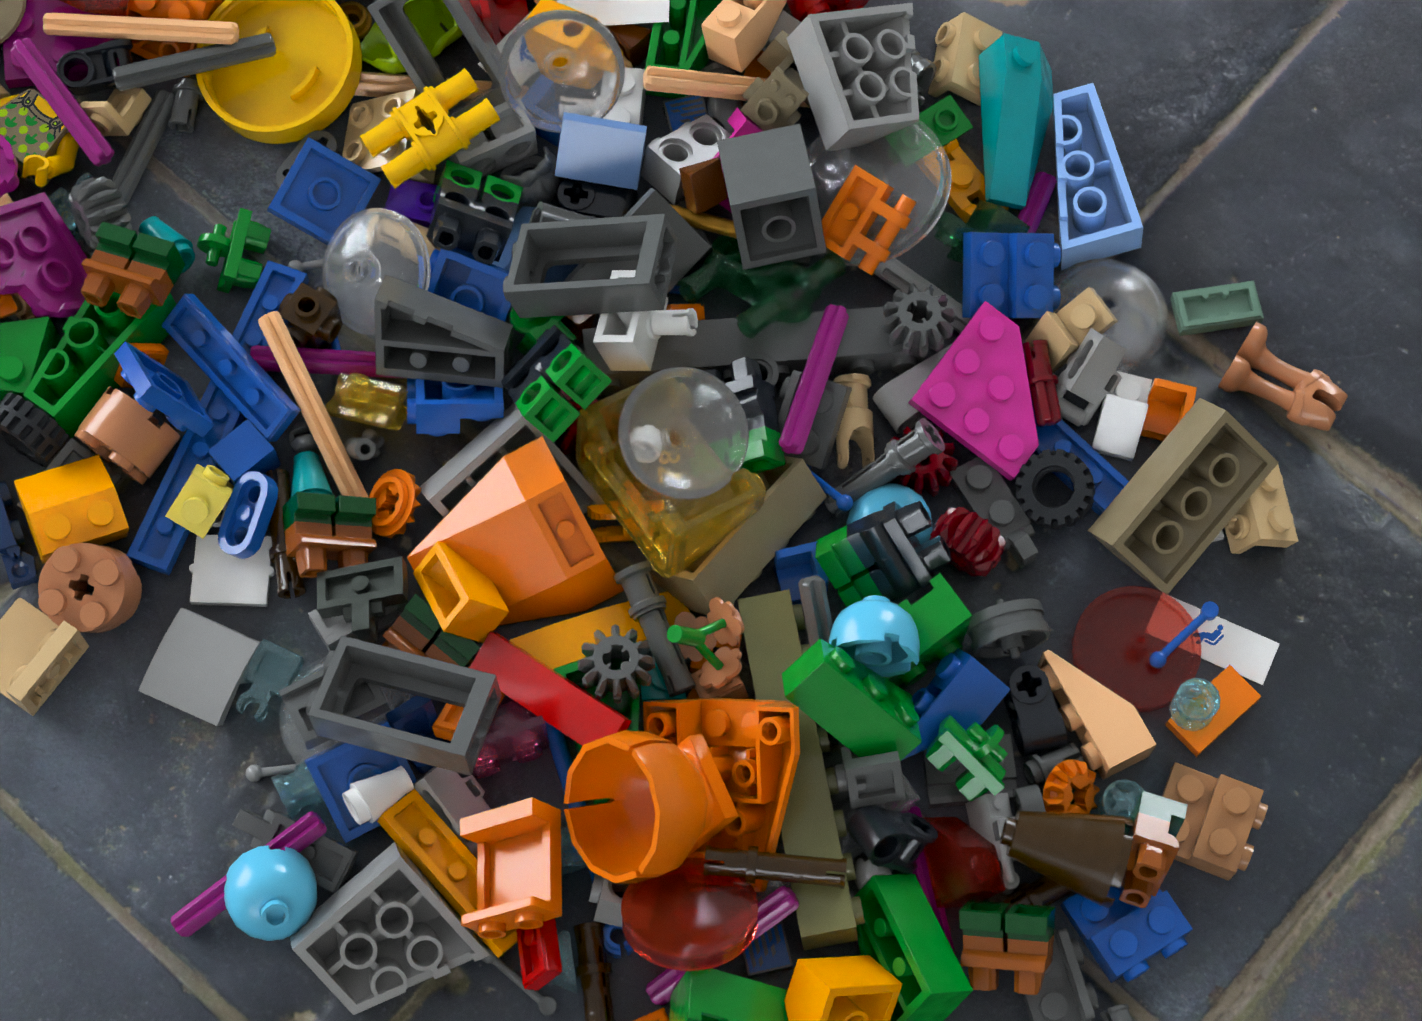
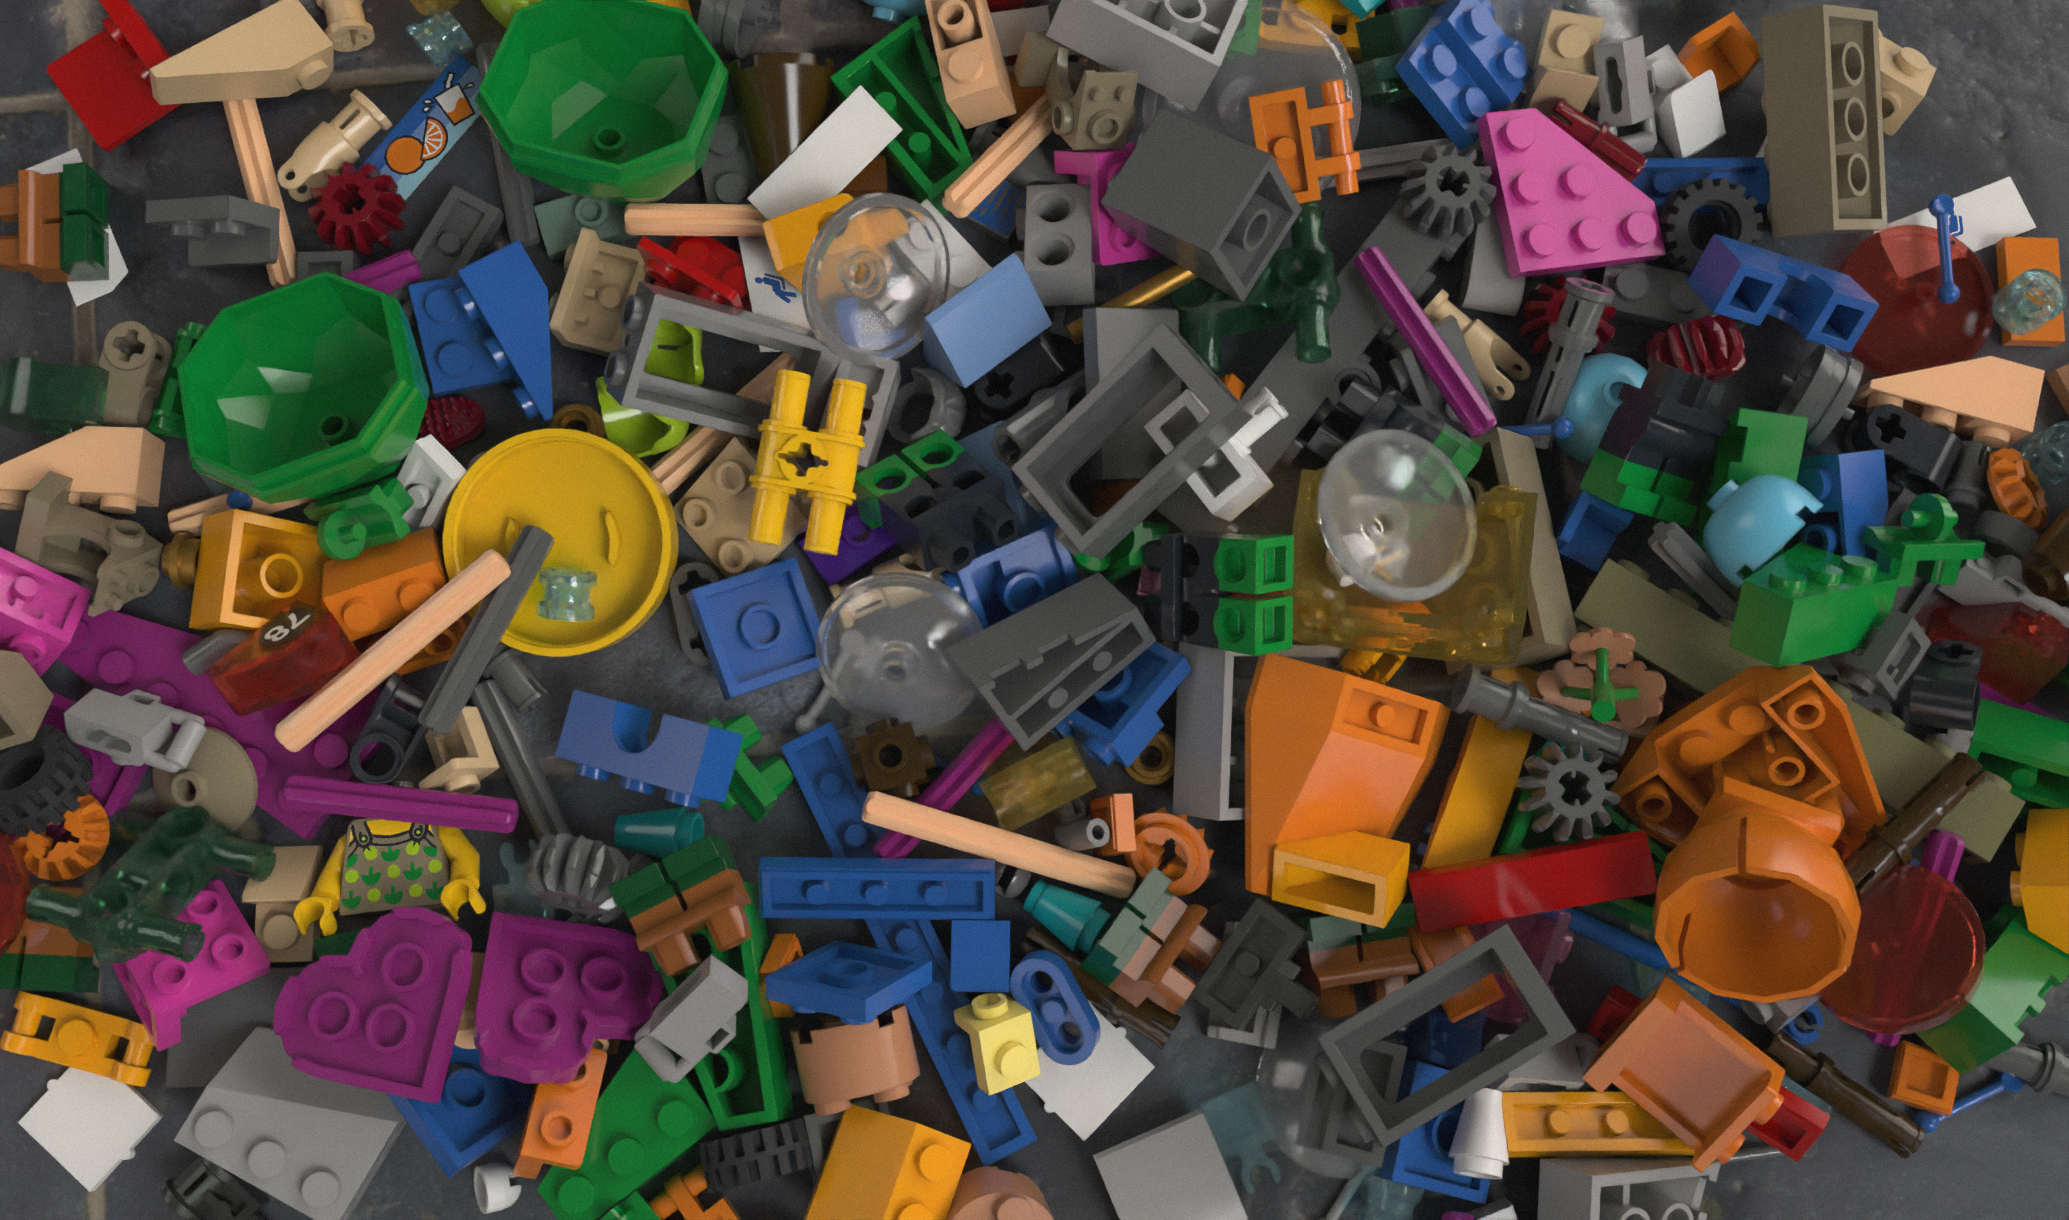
camera: 50 degrees left, 10 degrees up
(69, 326) = (693, 1020): none -> light grey piece
(201, 191) = (684, 758): none -> blue arch
(251, 85) = (566, 594): none -> clear light blue wheel
(382, 463) = (1119, 816): none -> orange tile
(437, 445) = (1153, 776): none -> pearl gold plate
(703, 185) = (1119, 259): reddish brown slope -> none
(1066, 576) = (1755, 282): none -> blue arch

